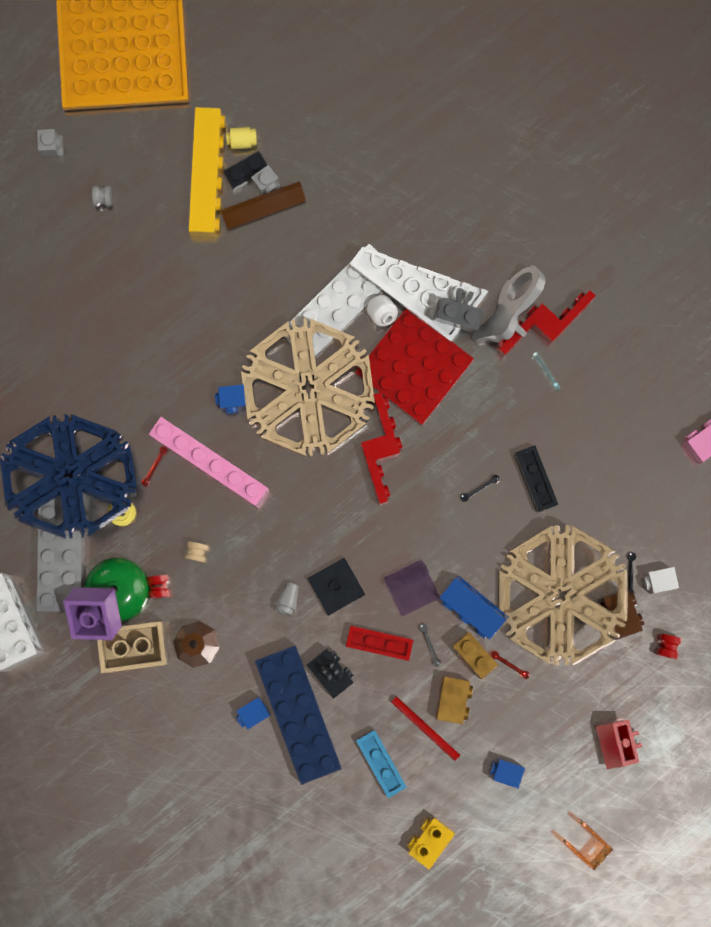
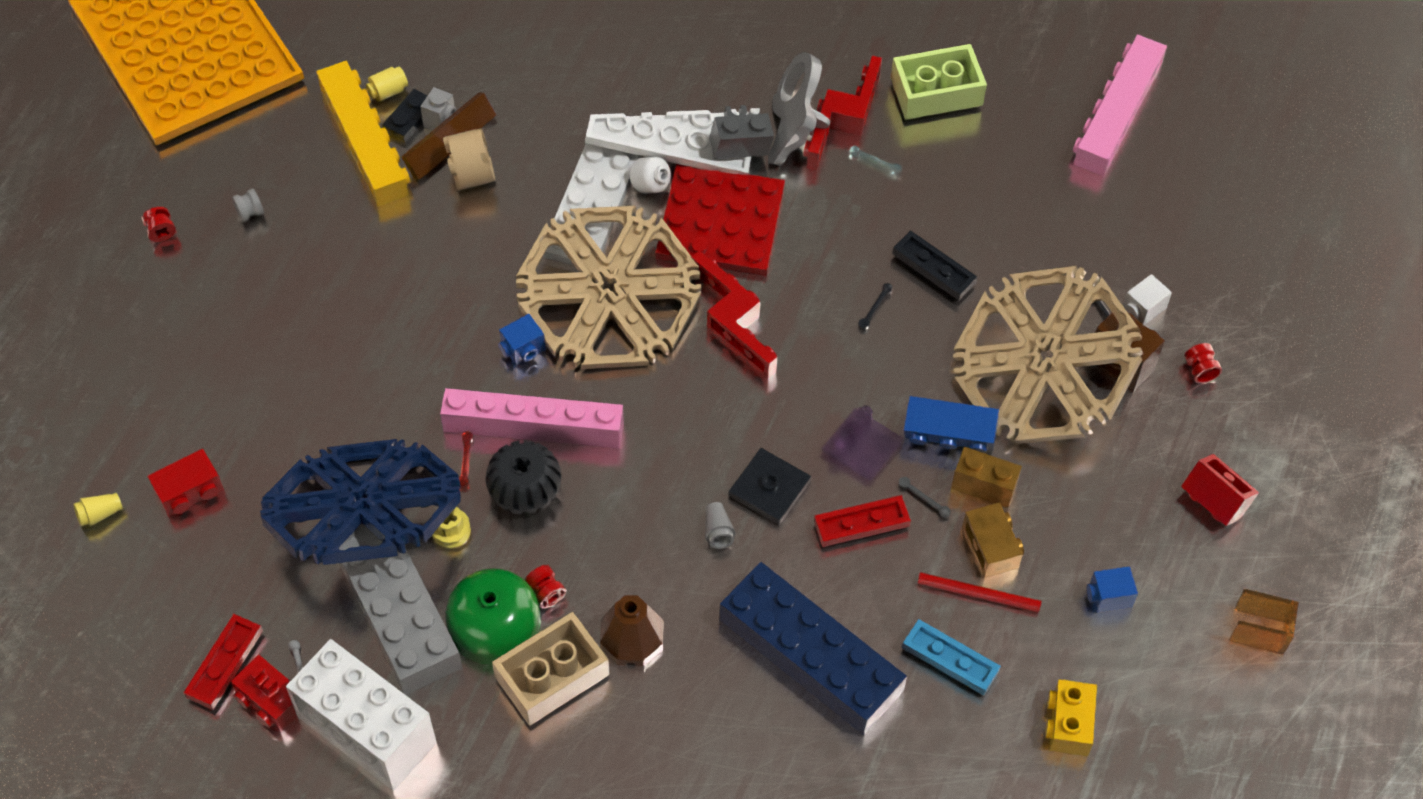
camera: 25 degrees left, 25 degrees down
(36, 182) = (159, 224): none -> red wheel
(49, 143) = (155, 179): light grey brick -> none
(92, 613) = (478, 633): medium lavender brick -> none
(190, 515) = (523, 477): none -> black wheel
(196, 551) = (571, 524): tan wheel -> none
(252, 713) = (752, 675): blue brick -> none
(265, 236) = (469, 159): none -> tan brick
(330, 673) = (824, 579): black brick -> none
(495, 655) = (1059, 474): clear red hinge -> none
(625, 334) = (938, 81): none -> yellowish green brick

